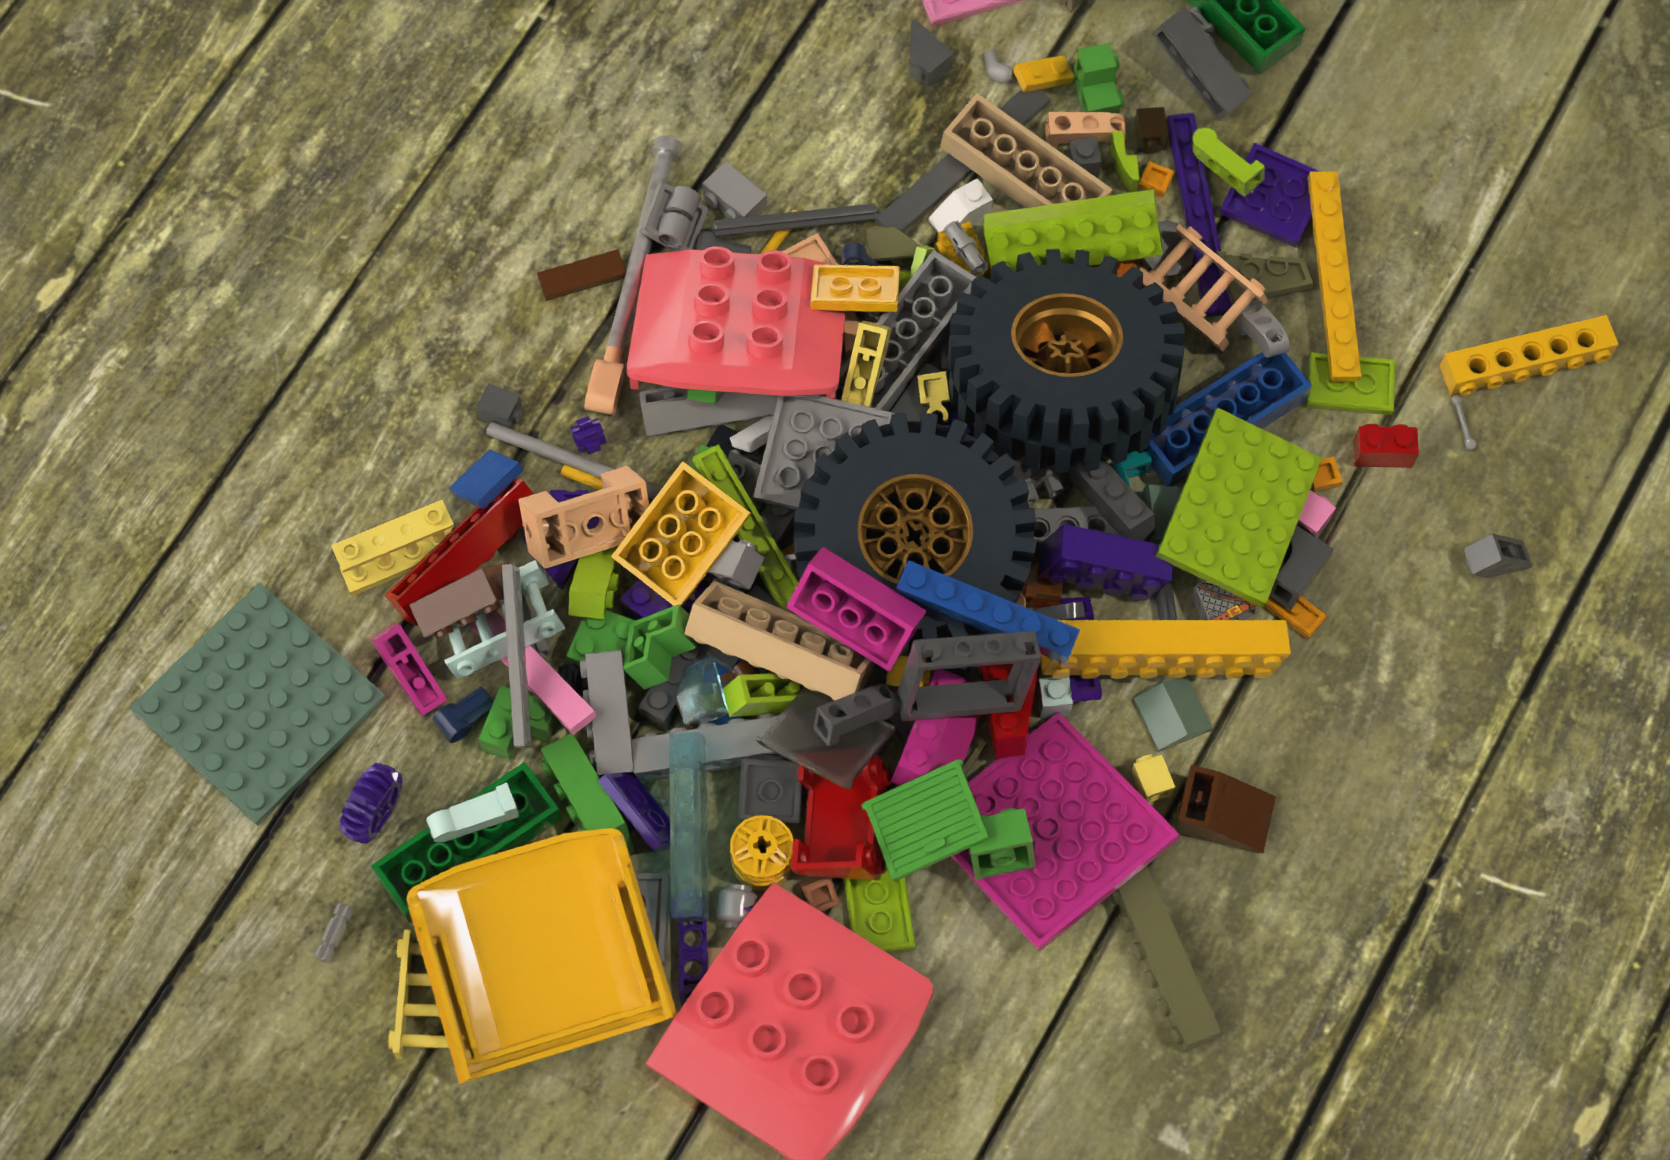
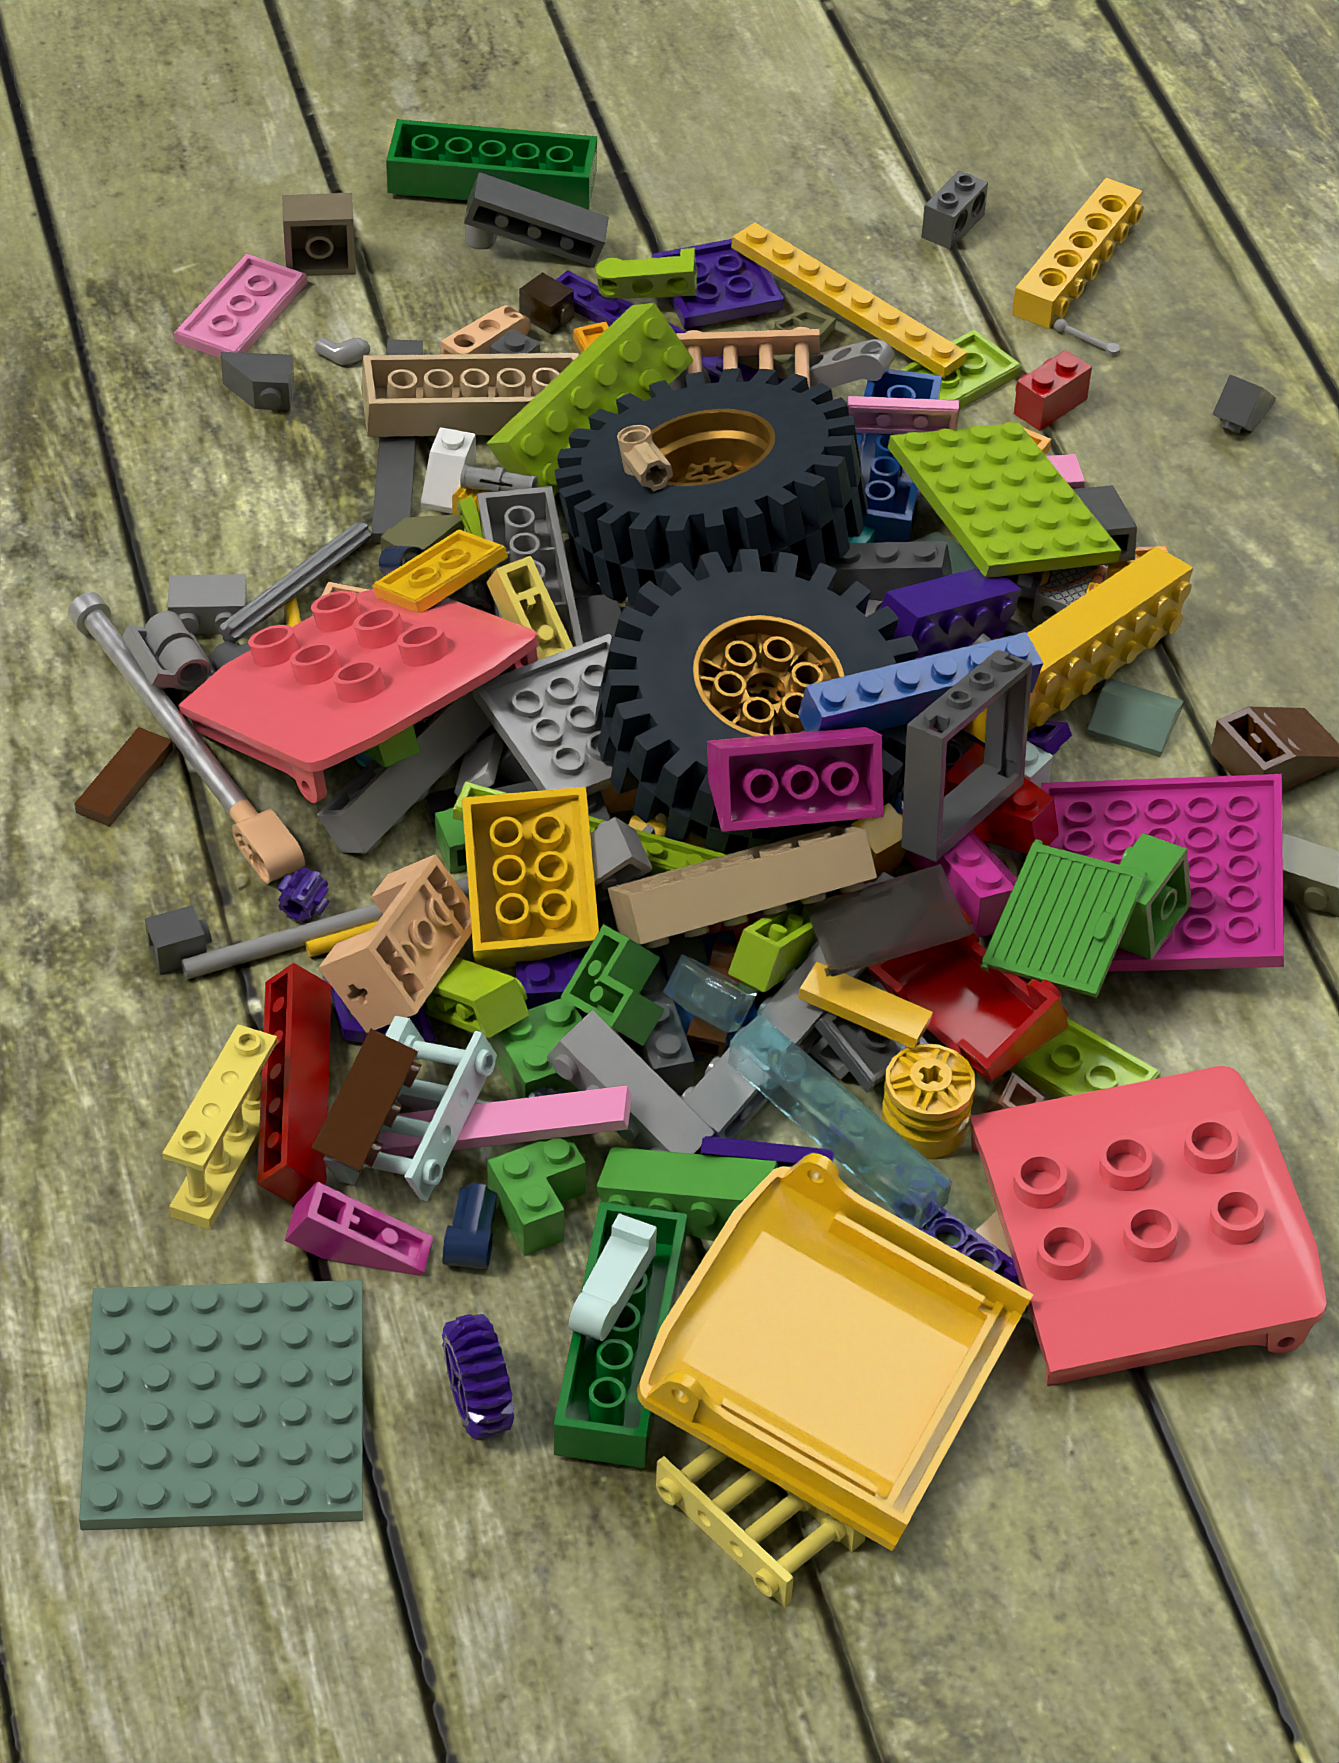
camera: 45 degrees left, 20 degrees down
(334, 933) = (575, 1543): light grey axle -> none
(486, 479) = (244, 999): blue tile -> none
(516, 656) = (490, 1098): light grey tile -> none
(735, 904) = (963, 1166): light grey head -> none
(772, 777) = (865, 1005): none -> yellow tile
(854, 712) = (891, 879): dark grey leg -> none
(934, 392) = (608, 603): light yellow plate -> none
(1014, 316) = (643, 458): none -> tan piece
(1043, 73) = (393, 324): yellow plate -> none
(1096, 79) = (447, 290): bright green brick -> none
(1124, 164) = (553, 340): lime slope -> none
(1152, 778) = (1188, 761): light yellow brick -> none
(1242, 398) = (902, 415): none -> bright pink tile
(1484, 259) = (954, 210): none -> dark grey brick

